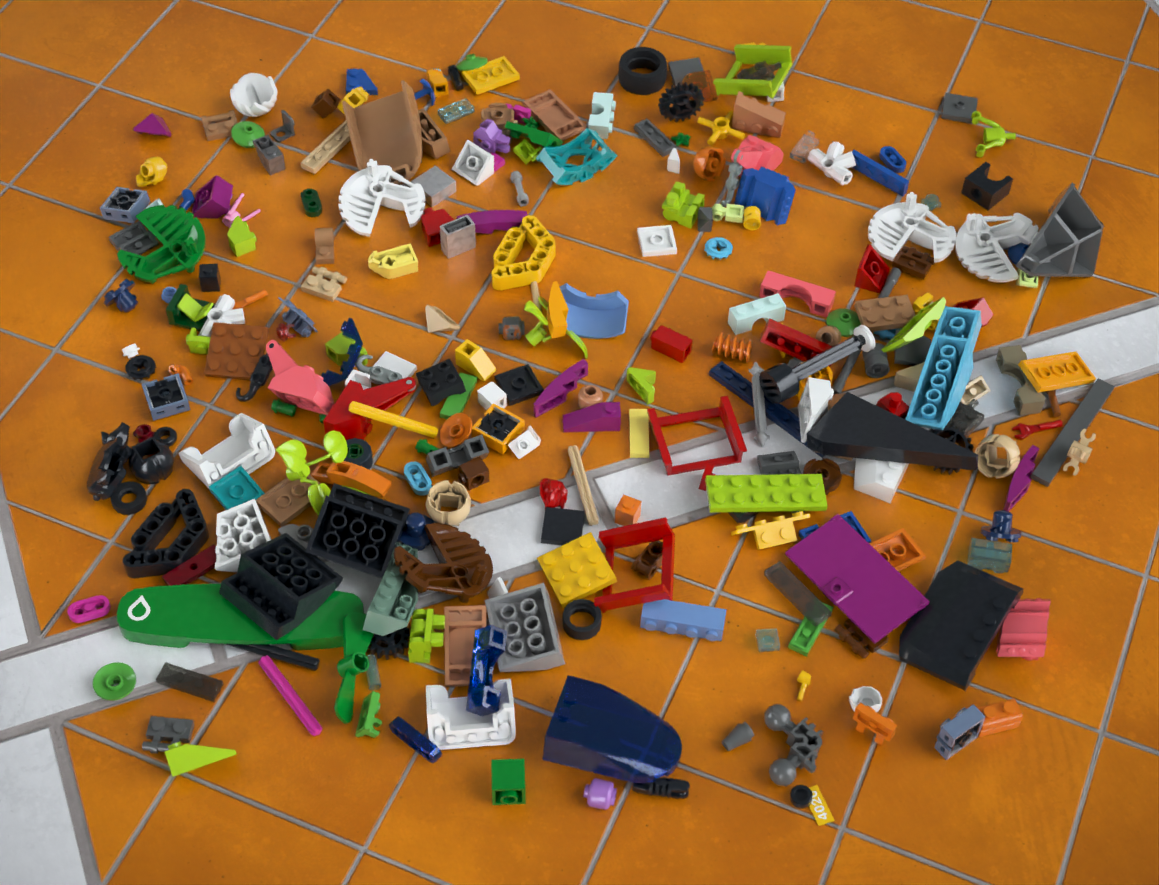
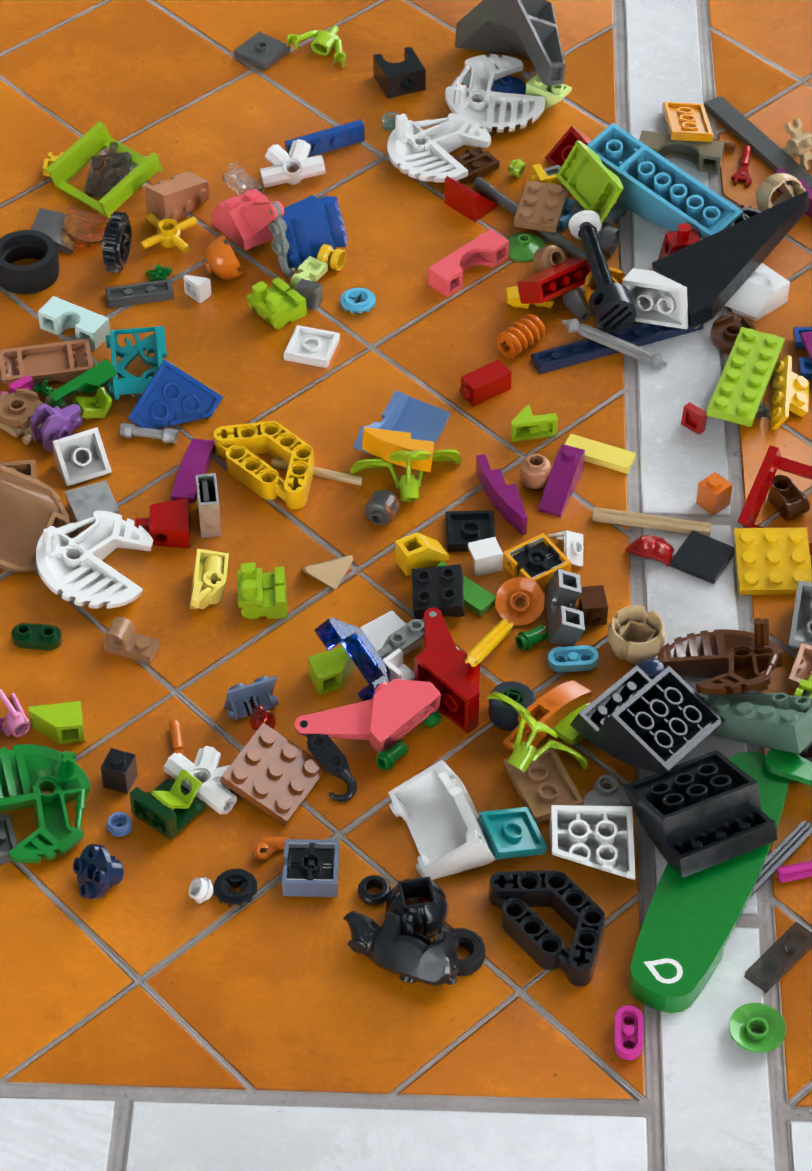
camera: 65 degrees left, 5 degrees down
(143, 432) = (357, 904): dark red plate -> none
(192, 568) = (609, 897): dark red tile -> none
(196, 343) = (232, 814): lime bracket -> none
(323, 288) = (199, 667): tan plate -> none
(397, 292) = (261, 592): none -> lime hips
(497, 589) = (779, 633): white slope -> none
(550, 185) = (173, 399): none -> blue plate
(730, 425) = (633, 376): red piece -> none
(744, 315) = (482, 301): light aqua arch -> none
(779, 463) = (704, 362): dark grey slope -> none
(892, 159) = (309, 124): blue plate -> none
(908, 377) = (639, 220): tan slope -> none
(927, 286) = (516, 168): none -> lime plate

